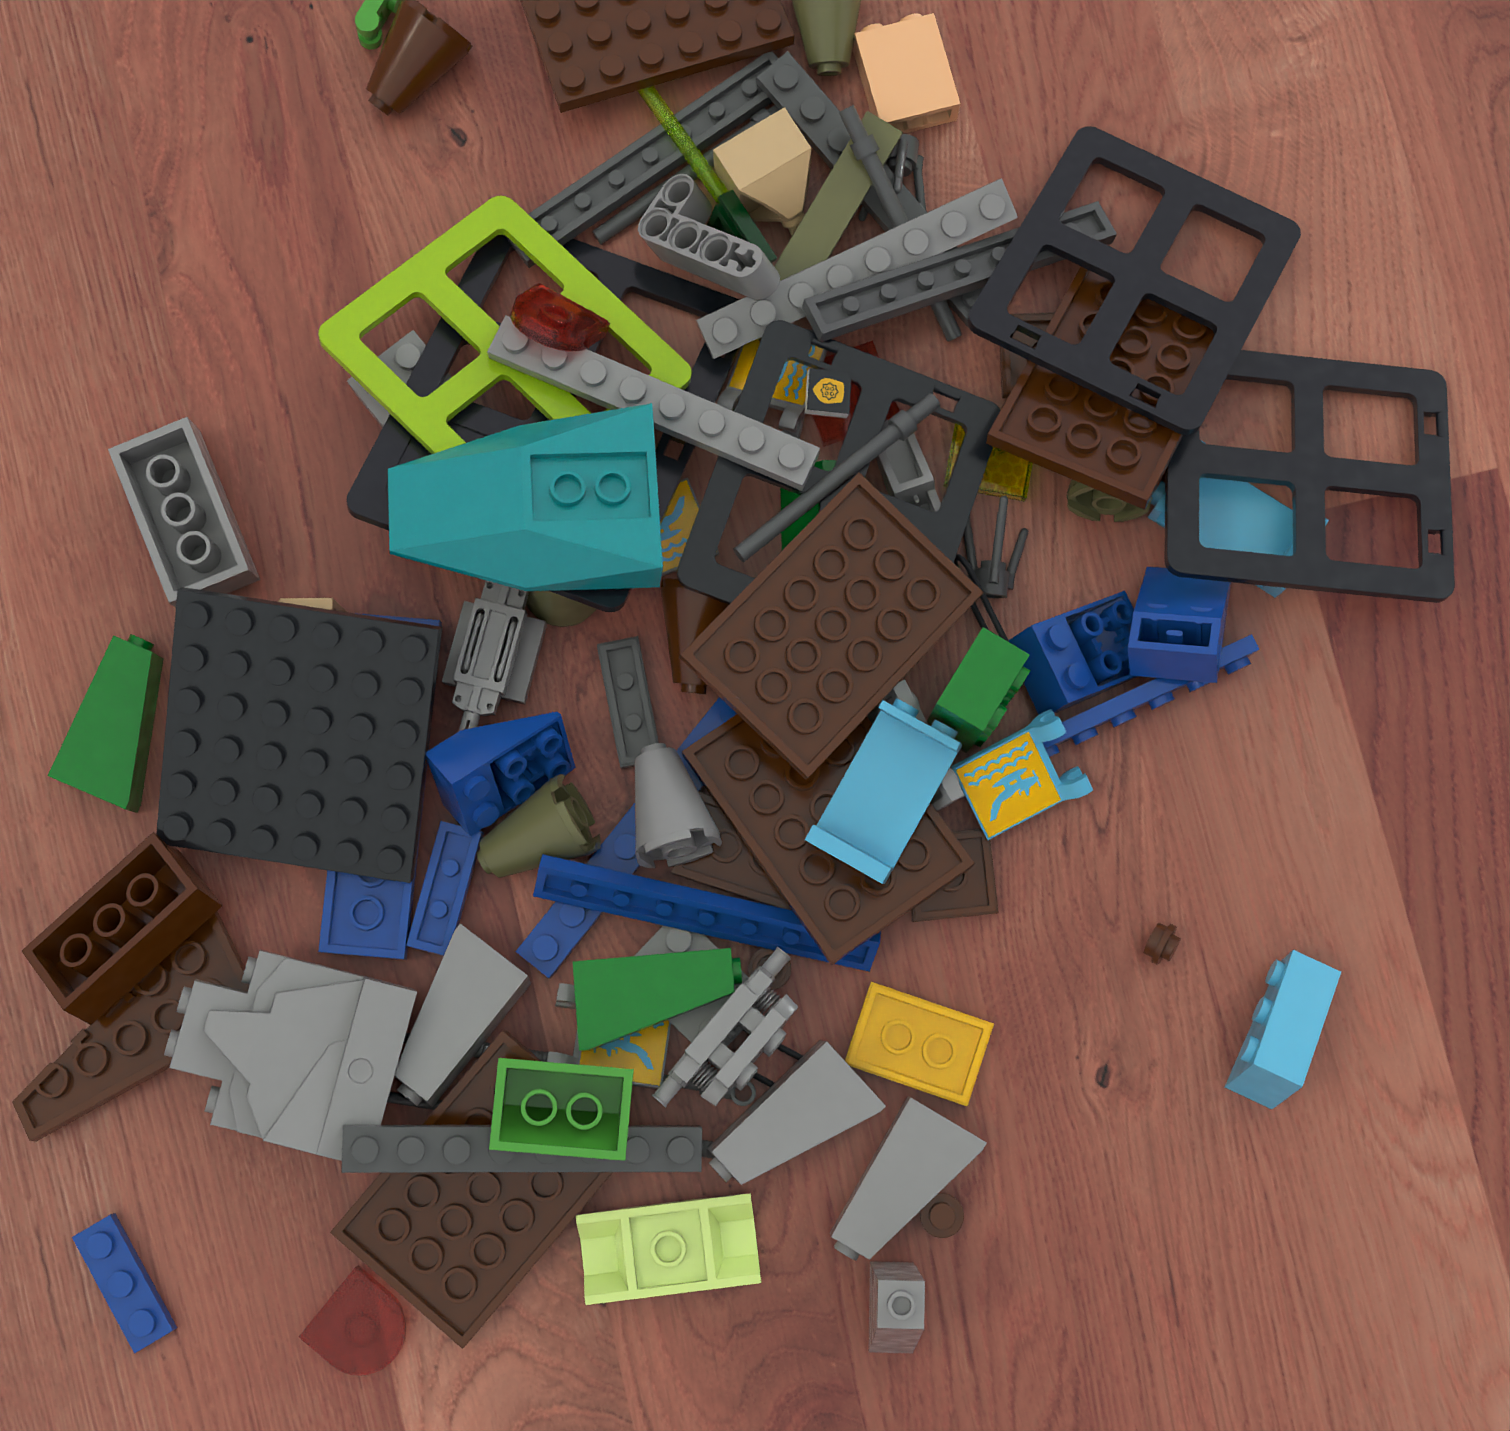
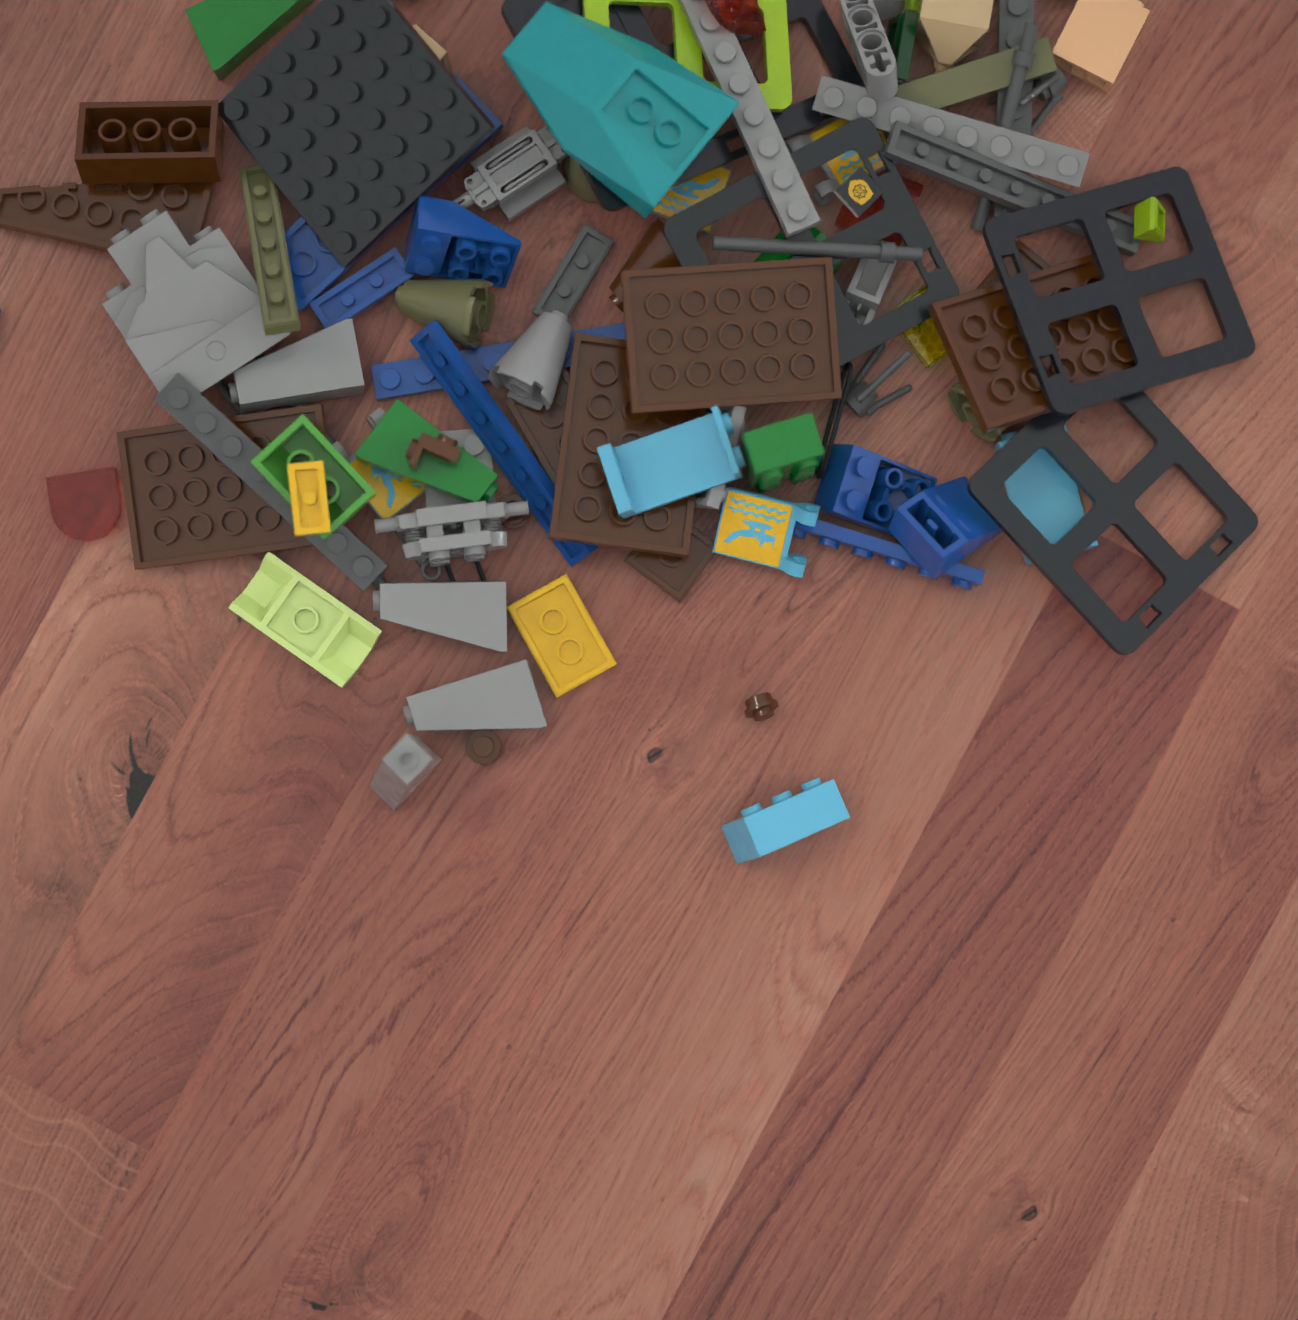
camera: 40 degrees right, 5 degrees up
(329, 932) = (269, 251): none -> olive tile
(577, 1134) = (309, 498): none -> yellow plate
(657, 970) = (440, 447): none -> reddish brown bracket
(1102, 195) = (1149, 220): none -> lime slope

